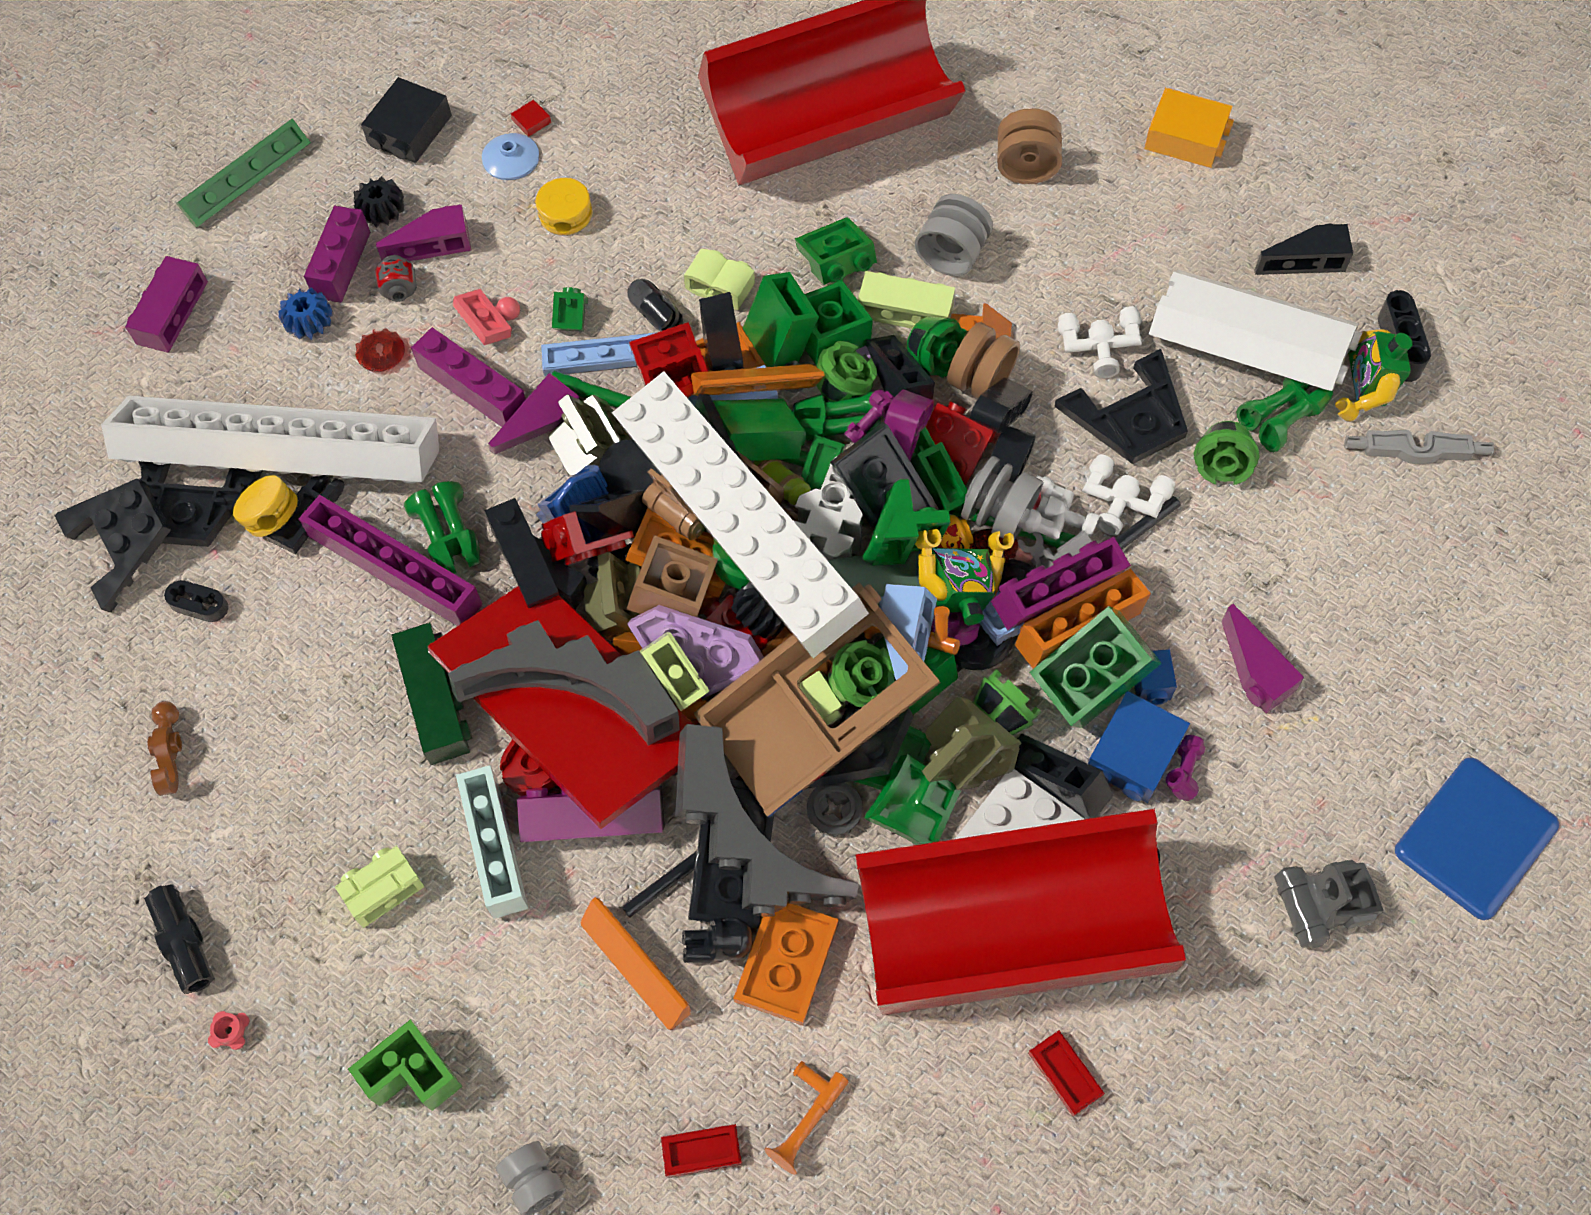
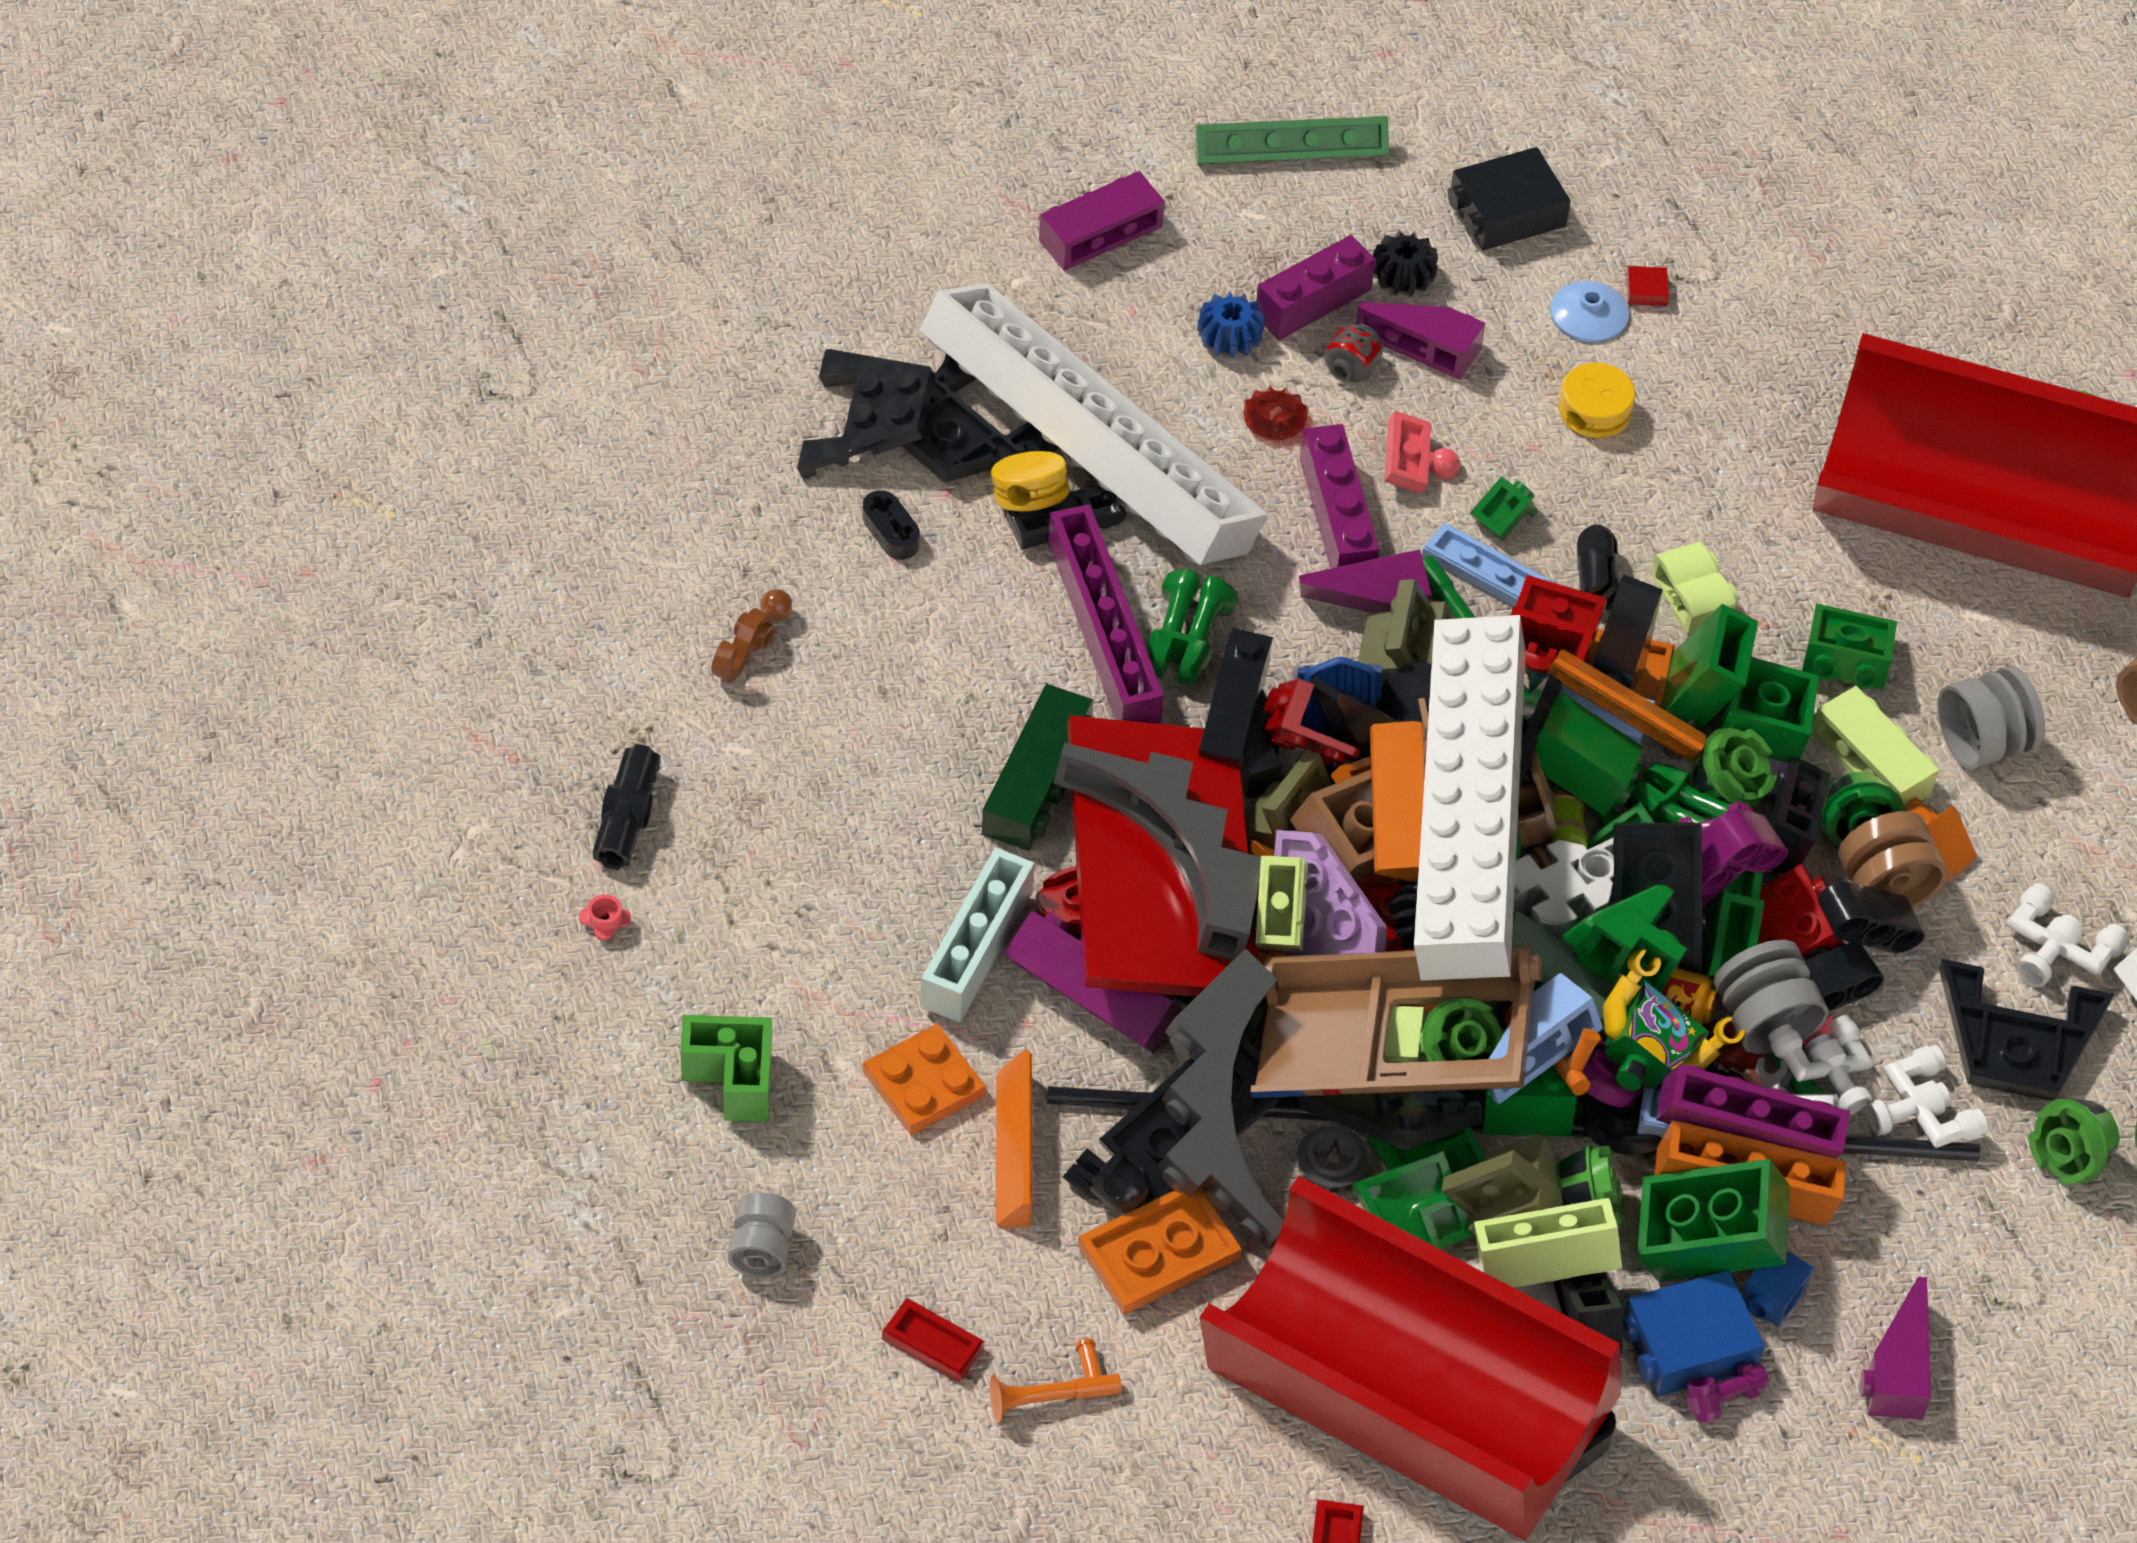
camera: 35 degrees right, 10 degrees down
(378, 885) = (841, 897): yellowish green brick -> none
(538, 968) = (924, 1079): none -> orange plate
(688, 545) = (1397, 797): none -> orange slope
(1023, 765) = (1550, 1243): none -> yellowish green brick

